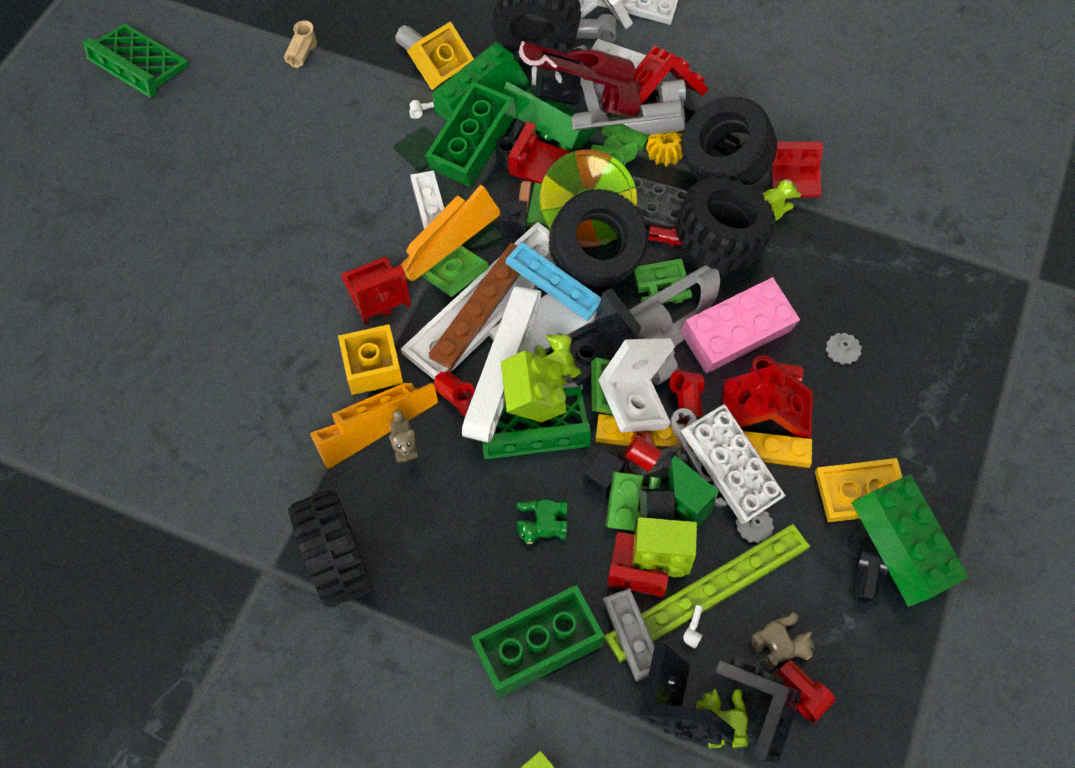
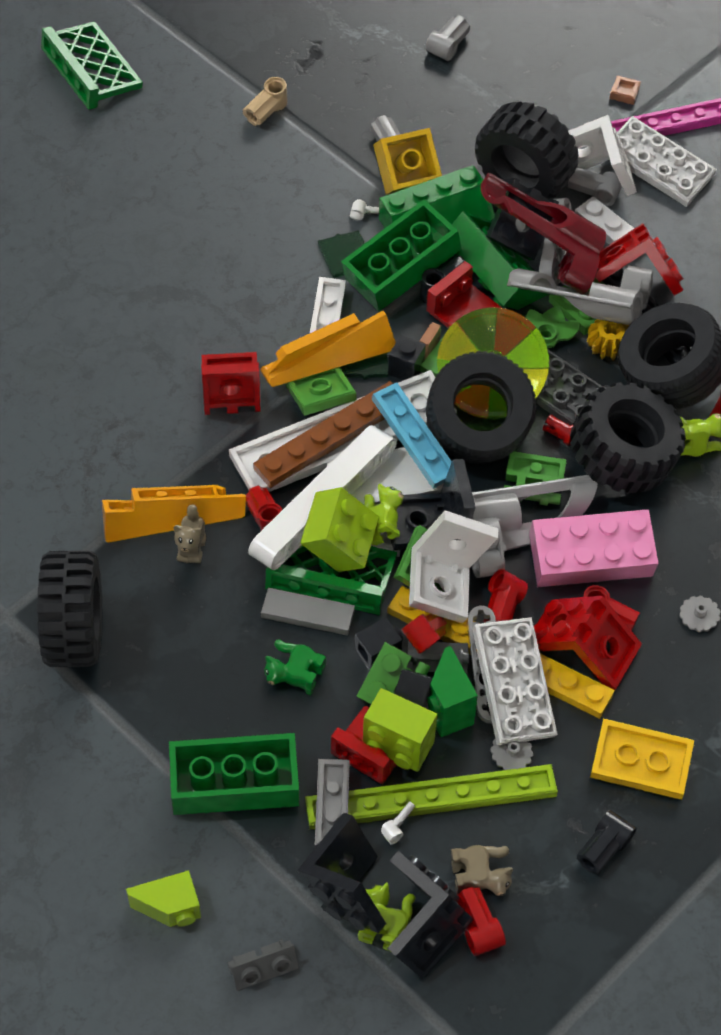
camera: 20 degrees right, 5 degrees down
(370, 359) = (192, 449): yellow brick -> none
(530, 466) = (307, 611): none -> light grey tile
(910, 540) = (658, 818): green brick -> none

